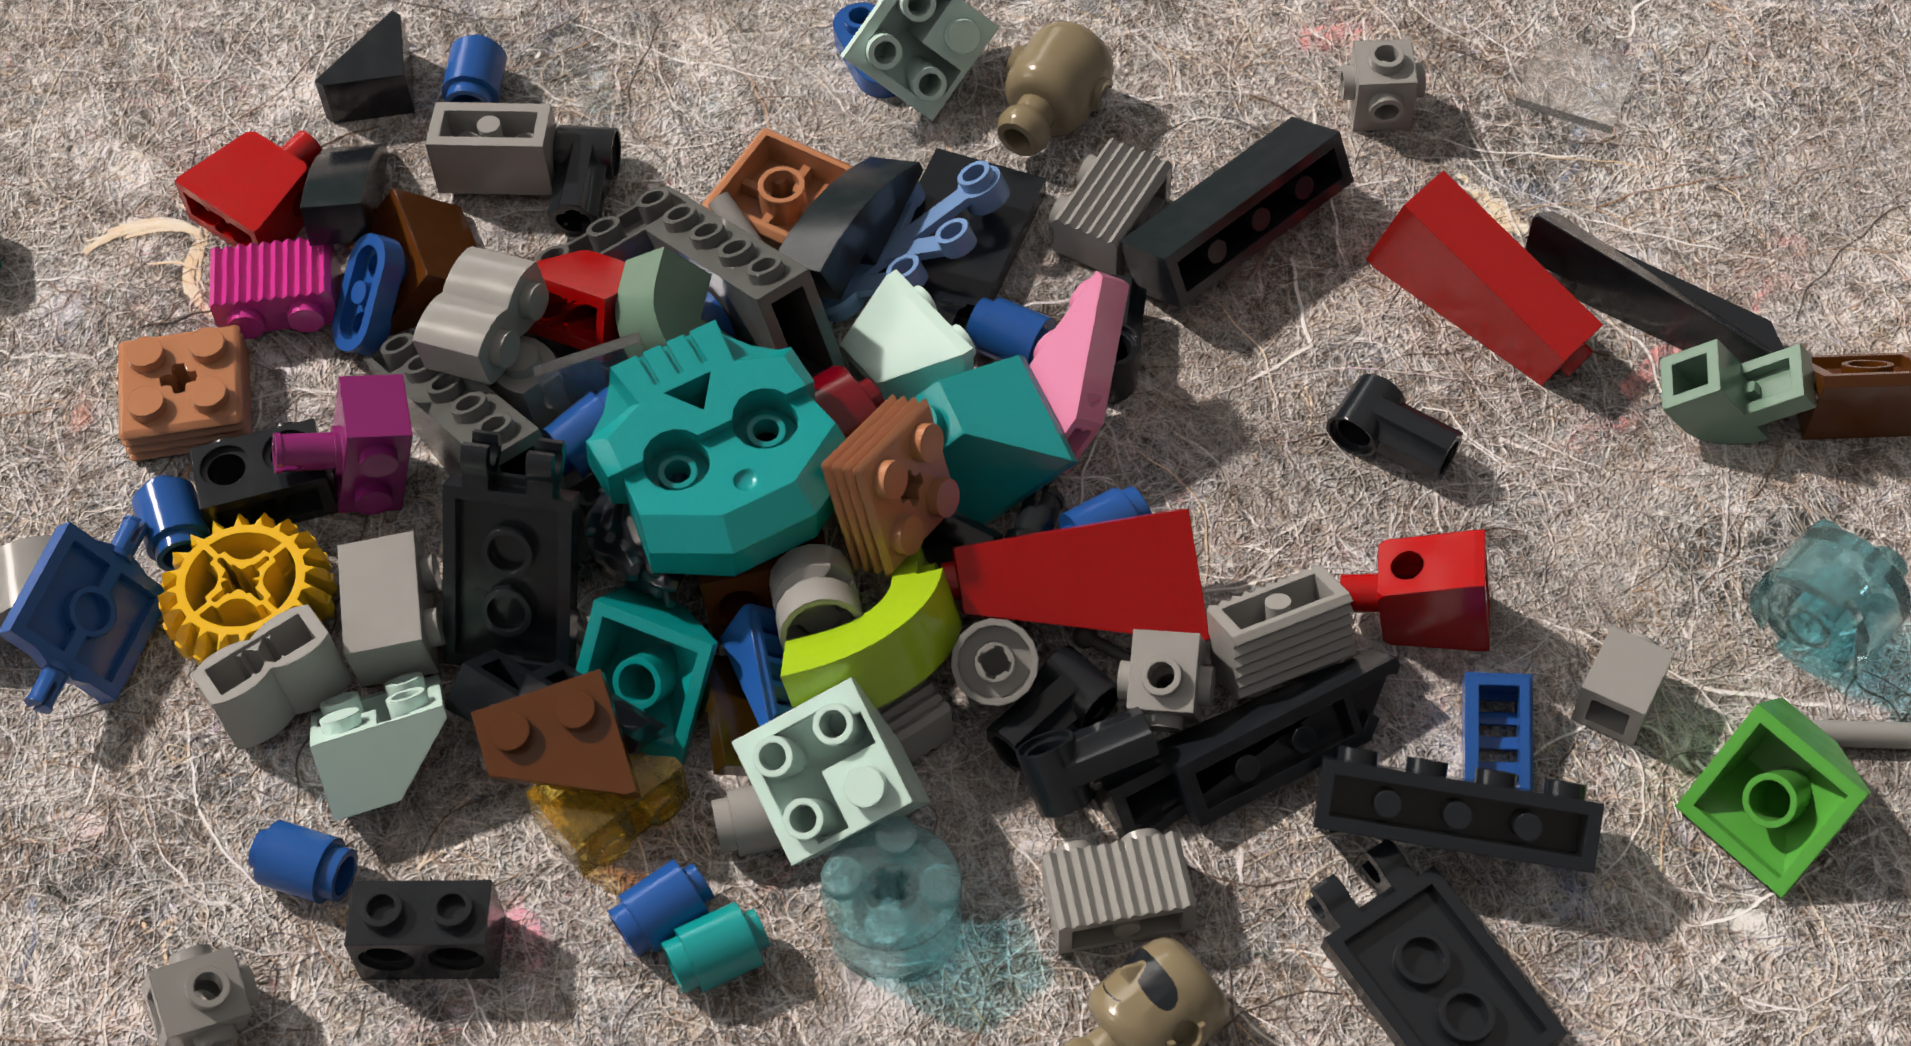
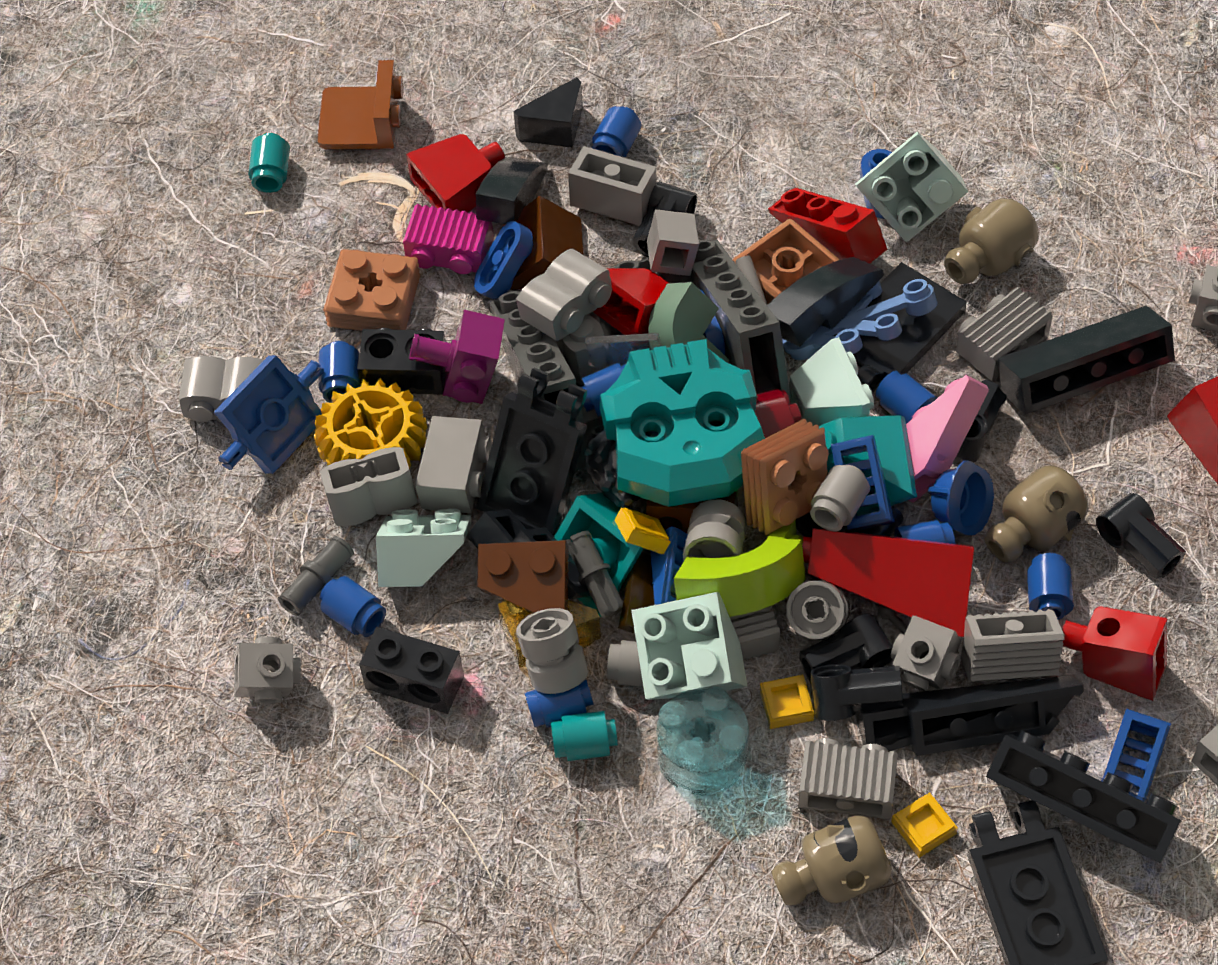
camera: 20 degrees right, 0 degrees up
(89, 143) = (362, 114): none -> dark orange bracket
(231, 833) = (315, 575): none -> dark grey pin
(610, 203) = (672, 242): none -> light grey brick
(632, 837) = (552, 650): none -> light grey wheel
(656, 706) = (594, 574): none -> dark grey axle
(706, 622) = (642, 530): none -> yellow tile
(834, 119) = (836, 224): none -> red slope
(977, 492) = (839, 497): none -> light grey brick
(990, 807) = (786, 701): none -> yellow tile
(1023, 514) = (859, 445): none -> blue slope
(1138, 446) = (963, 498): none -> blue piece
(1245, 922) = (924, 825): none -> yellow tile
(1248, 439) = (1038, 513): none -> dark tan piece
(1298, 532) = (1050, 584): none -> blue brick

